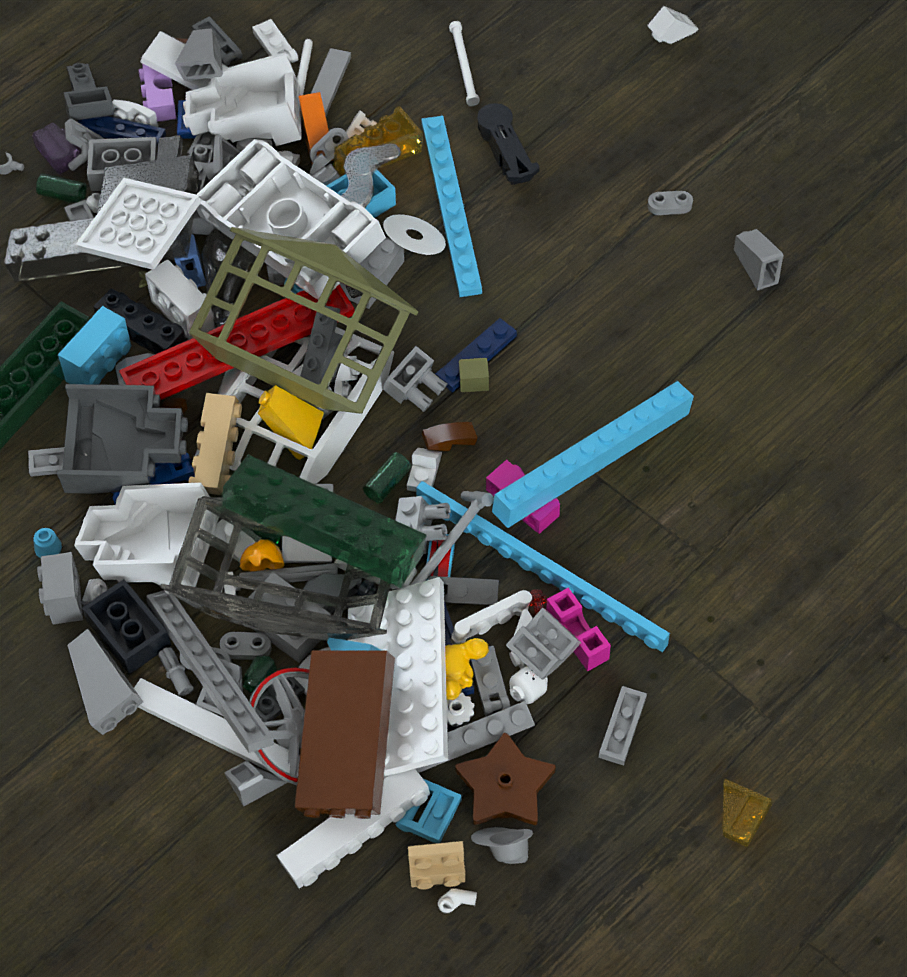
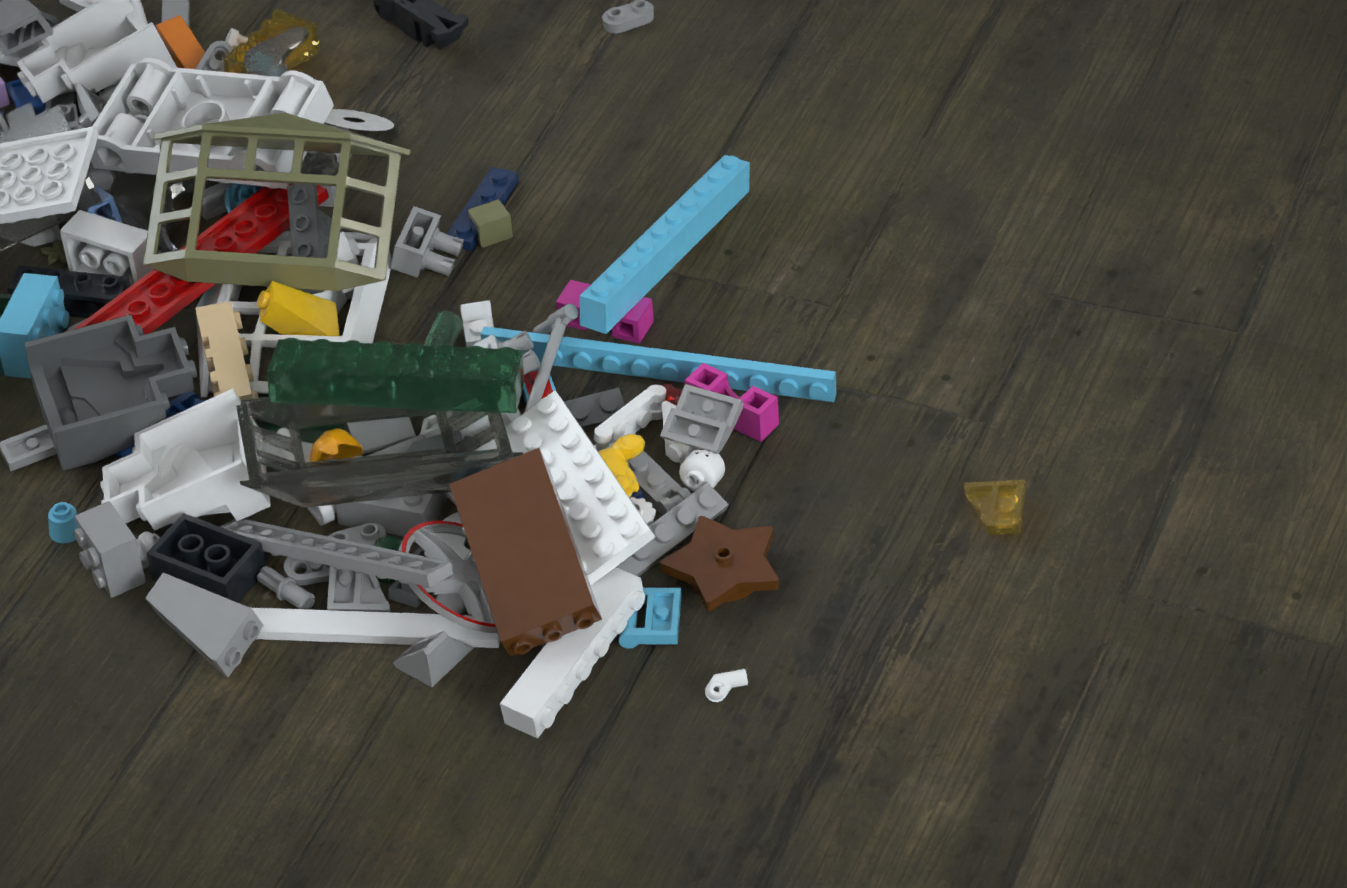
camera: 20 degrees left, 15 degrees down
(436, 864) = (687, 649): tan plate -> none
(445, 435) = (488, 284): reddish brown slope -> none
(451, 207) = (384, 91): medium azure plate -> none
(505, 843) = (759, 617): light grey piece -> none
(622, 725) = (826, 473): light grey plate -> none
(759, 257) = (755, 31): light grey slope -> none

